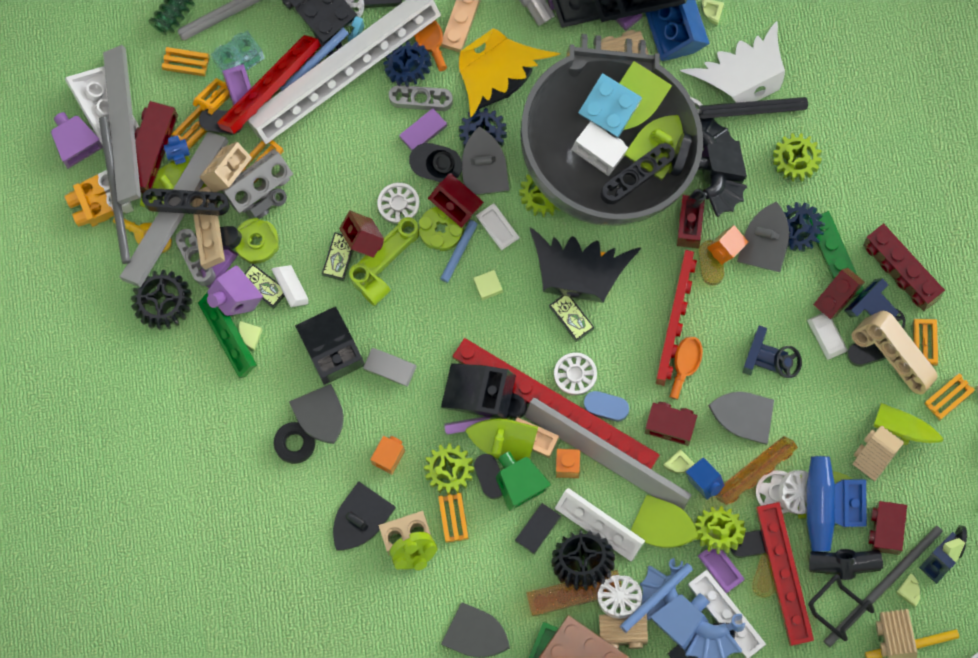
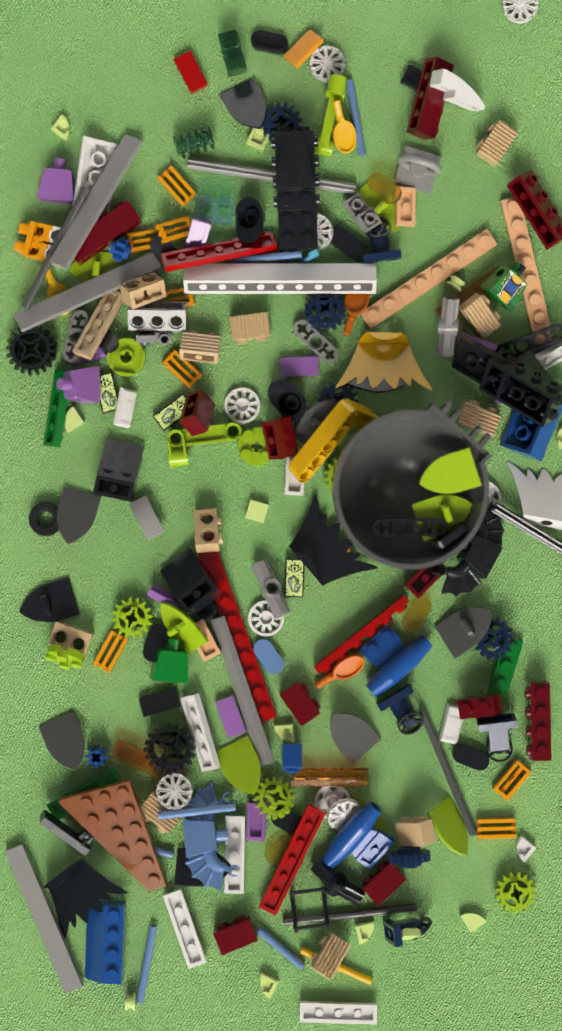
camera: 30 degrees right, 15 degrees up
(39, 90) = (61, 128): none -> yellowish green tile
(185, 203) = (96, 295): black beam -> none
(275, 37) = (249, 219): none -> black piece
(316, 221) = (194, 380): none -> light orange tile
(318, 179) = (199, 347): none -> tan brick
(350, 129) = (250, 327): none -> tan brick
(388, 454) = (100, 576): orange brick -> none
(455, 333) = (204, 530): none -> tan brick
(465, 238) = (255, 472): medium blue piece -> none
(499, 165) = (328, 436): none -> yellow beam
(515, 618) = (96, 751): none -> blue gear
(566, 344) = (266, 577): none -> light grey piece
(568, 463) = (211, 676): orange brick -> none
(599, 148) = (397, 490): white brick -> none
(610, 105) = (426, 467): medium azure brick -> none
(616, 489) = (230, 716): none -> medium lavender tile
(723, 317) = (393, 658): none -> blue plate
(727, 245) = (435, 613): brick -> none
(804, 162) = (530, 579): lime gear -> none
(868, 385) = (448, 773): none -> dark grey piece
(891, 480) = (409, 856): none -> dark blue gear
(897, 348) = (487, 773): tan beam -> none

